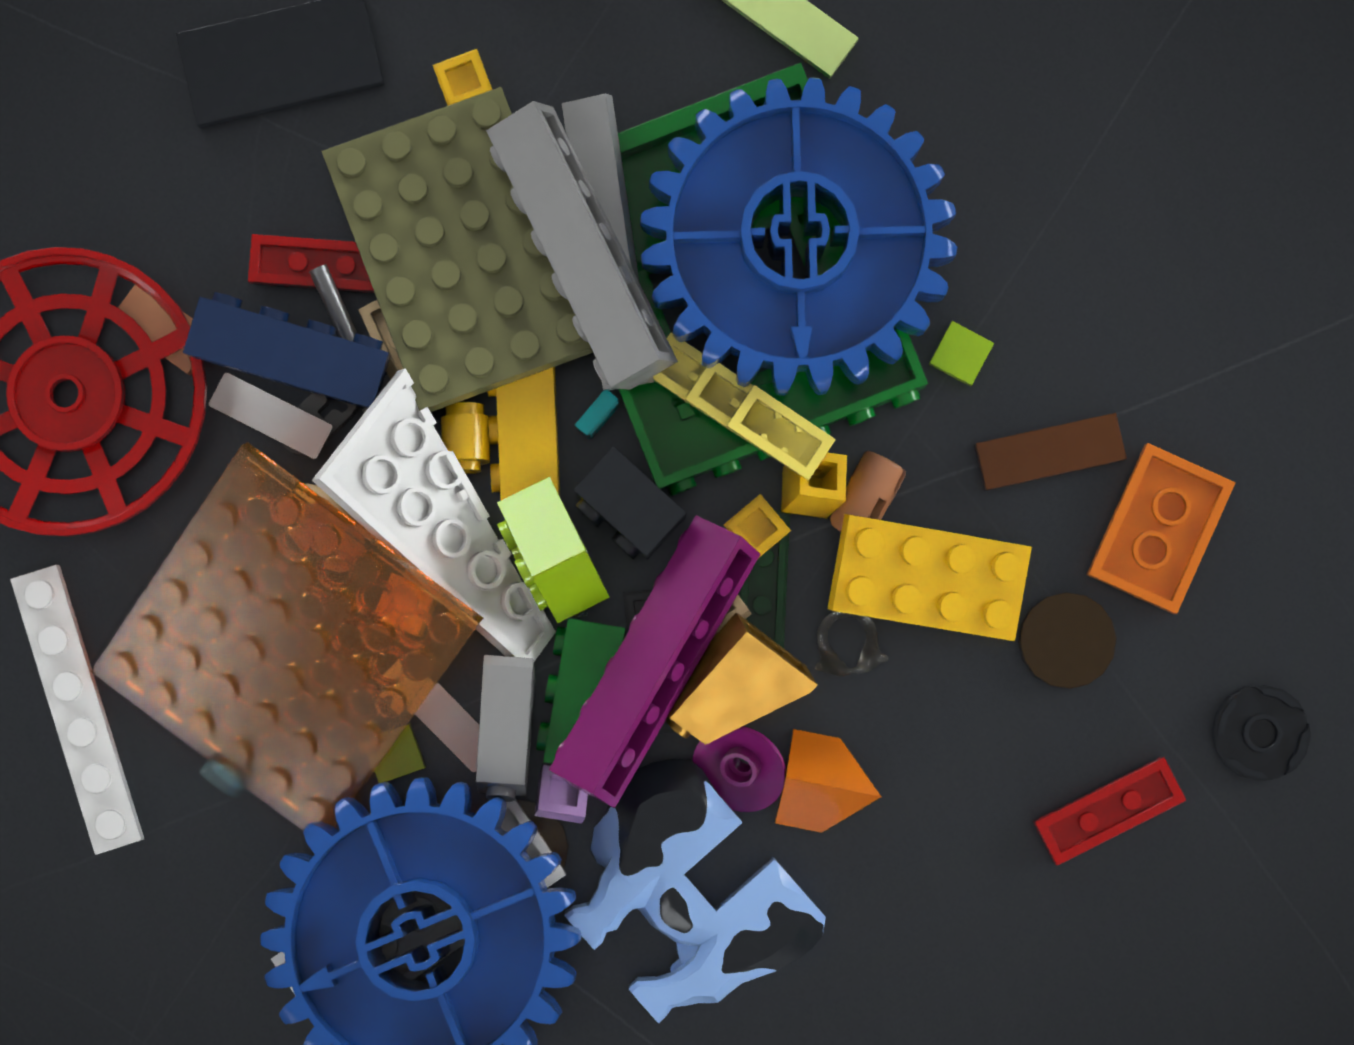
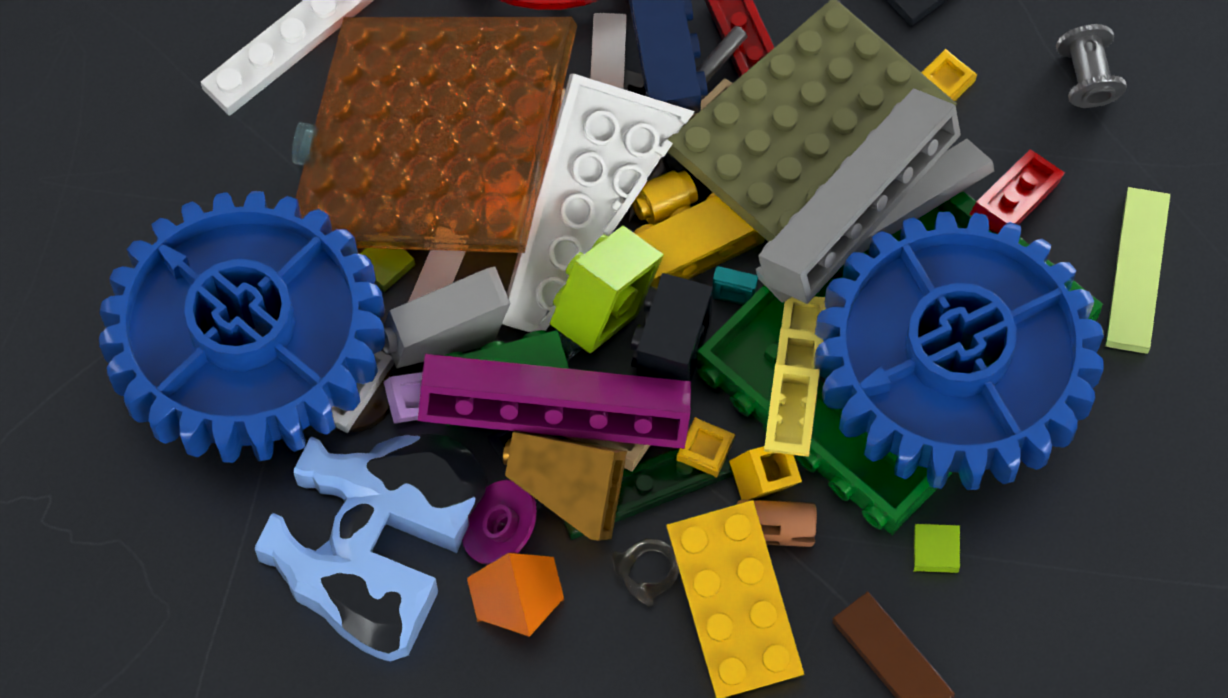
camera: 65 degrees right, 20 degrees down
(641, 82) = (1018, 191): none -> red plate

